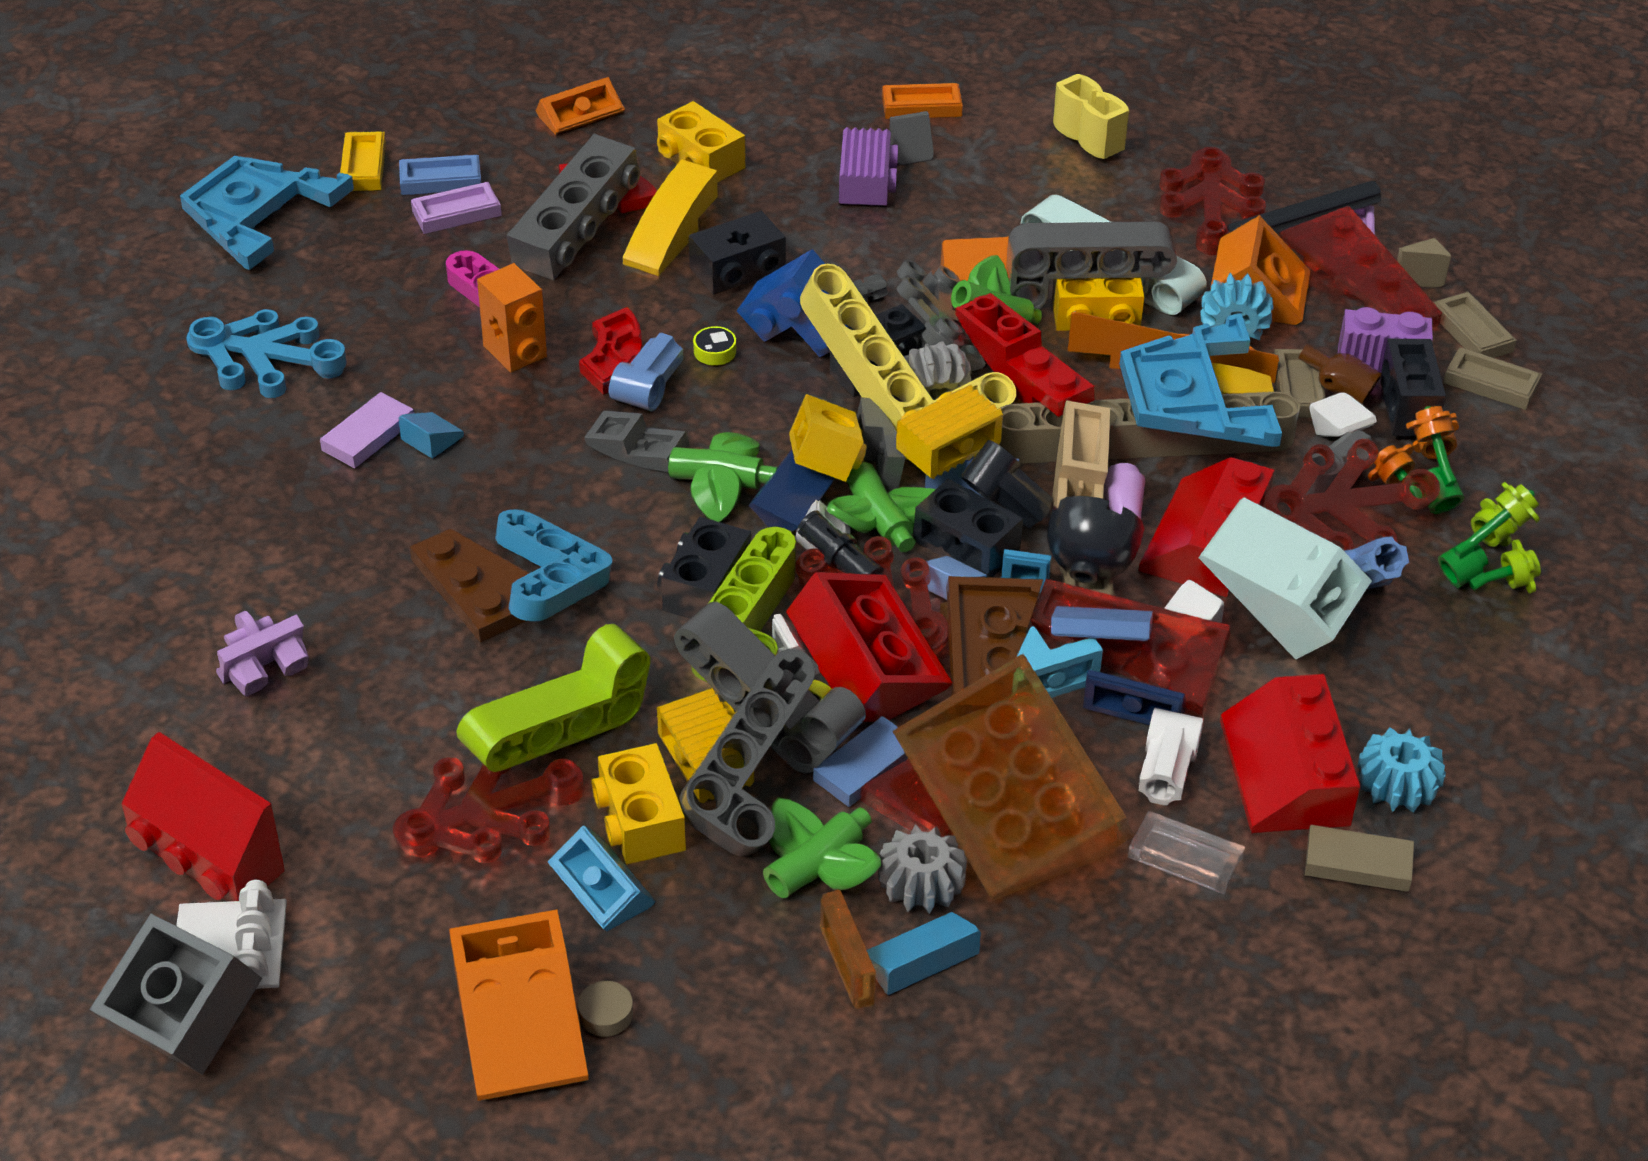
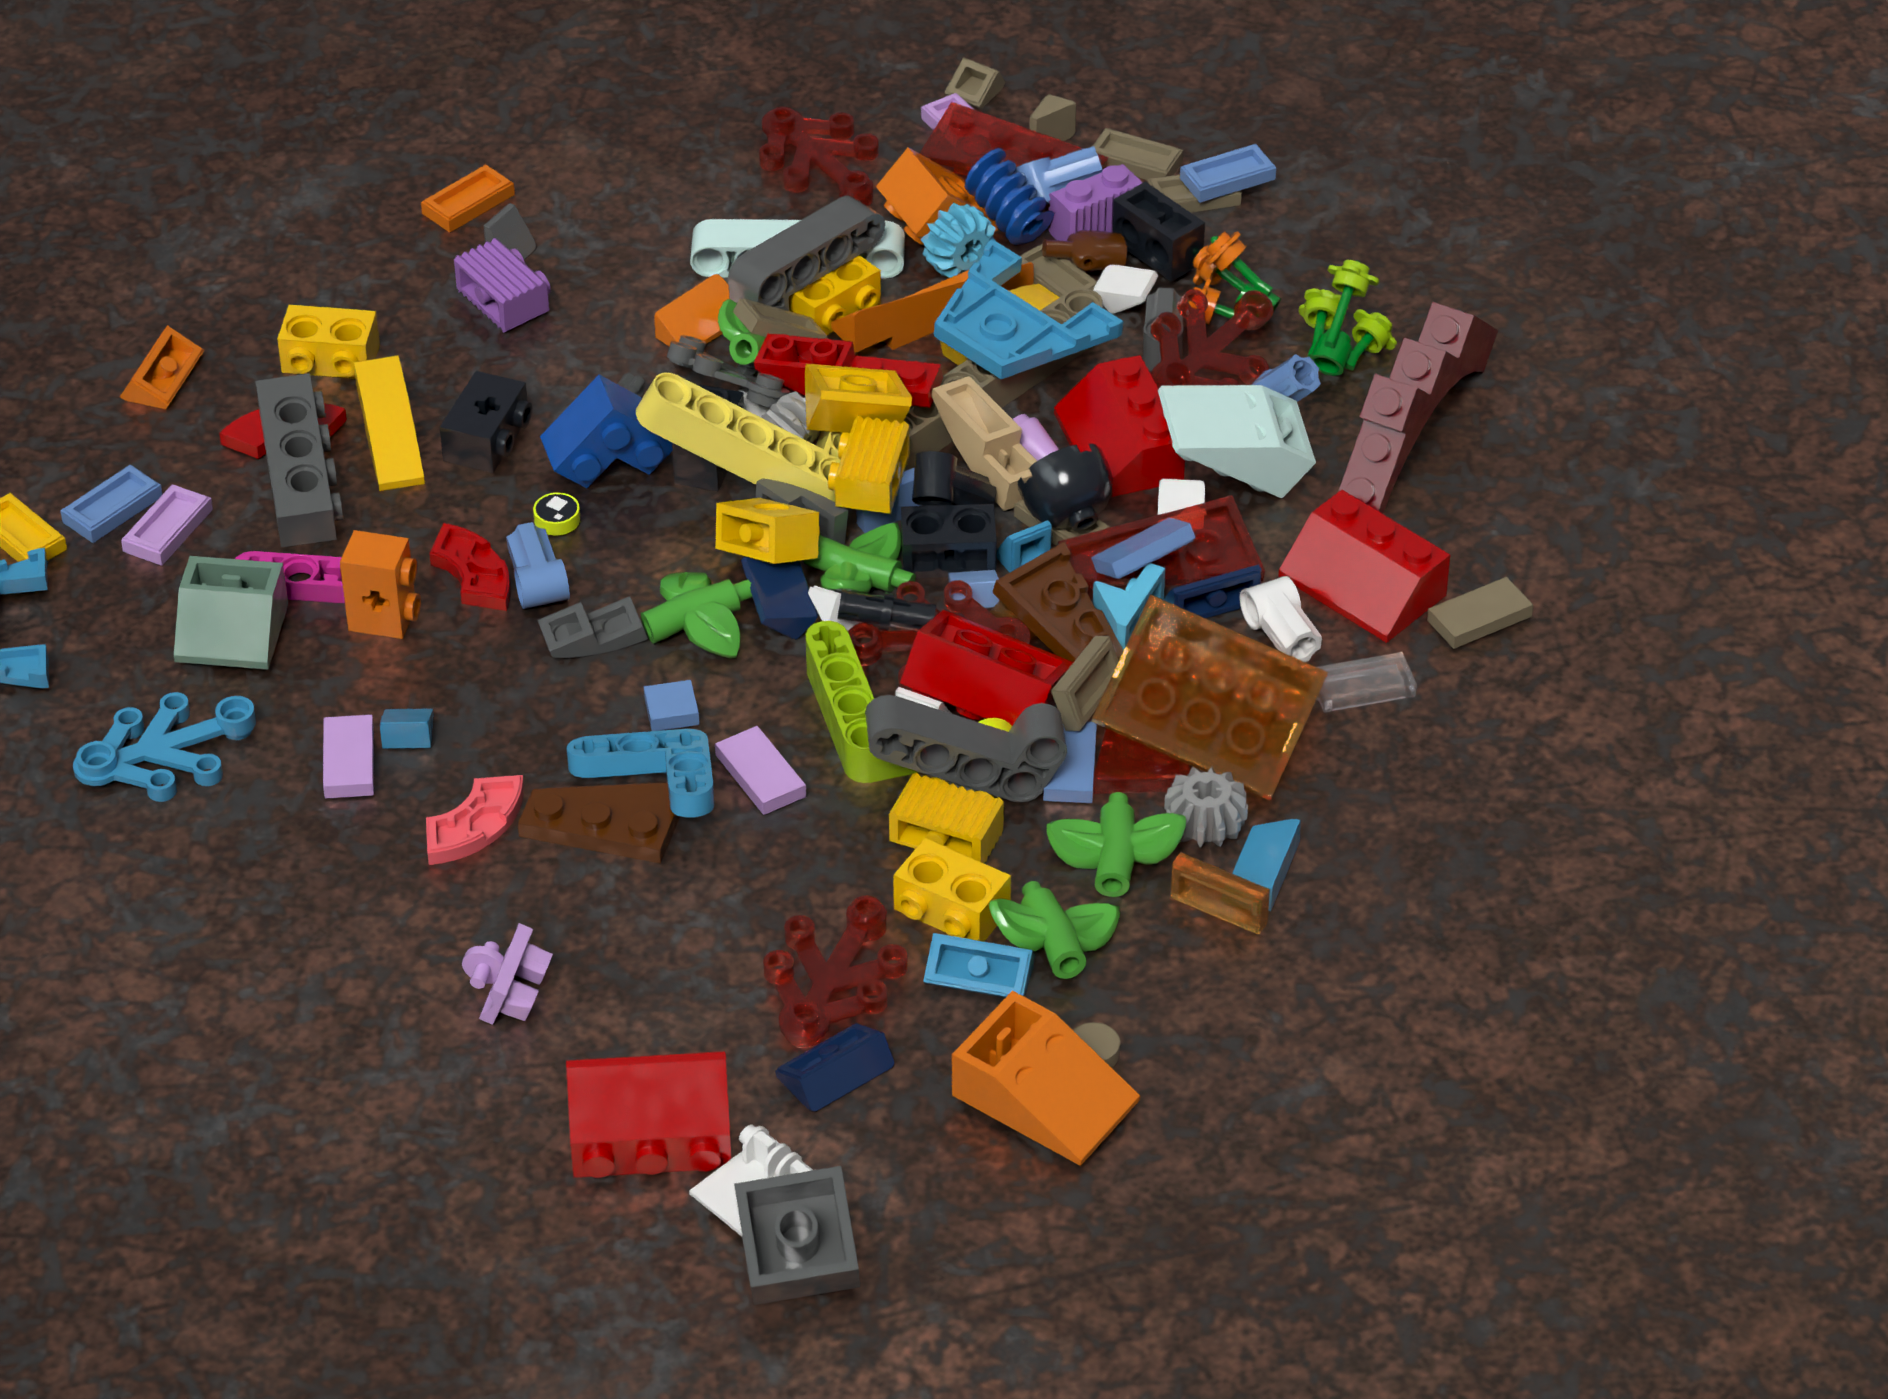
camera: 40 degrees left, 0 degrees up
(393, 528) = (476, 821): none -> coral tile
(402, 884) = (836, 1066): none -> dark blue slope
(404, 283) = (229, 612): none -> sand green slope
(563, 709) = (817, 852): lime beam -> none
(623, 529) = (671, 705): none -> medium blue tile
(631, 606) = (760, 770): none -> lavender tile
(684, 884) = (1063, 934): none -> bright green plant
(700, 565) = (785, 694): black brick -> none
(752, 744) = (1006, 798): dark grey beam -> none
(912, 698) = (1085, 682): none -> dark tan tile
(989, 366) = (842, 393): none -> yellow slope
(1016, 293) = (766, 319): none -> dark tan tile
(1090, 116) = (649, 133): light yellow brick -> none
(1313, 297) = (1007, 198): none -> blue piece
(1356, 197) = (916, 124): black axle -> none
(1361, 293) = (1055, 174): none -> medium blue piece
(1400, 209) = (975, 83): none -> dark tan slope
(1401, 769) = (1452, 526): medium azure gear -> none
(1488, 619) = (1401, 405): none -> arch
(1530, 375) = (1227, 173): none -> medium blue tile

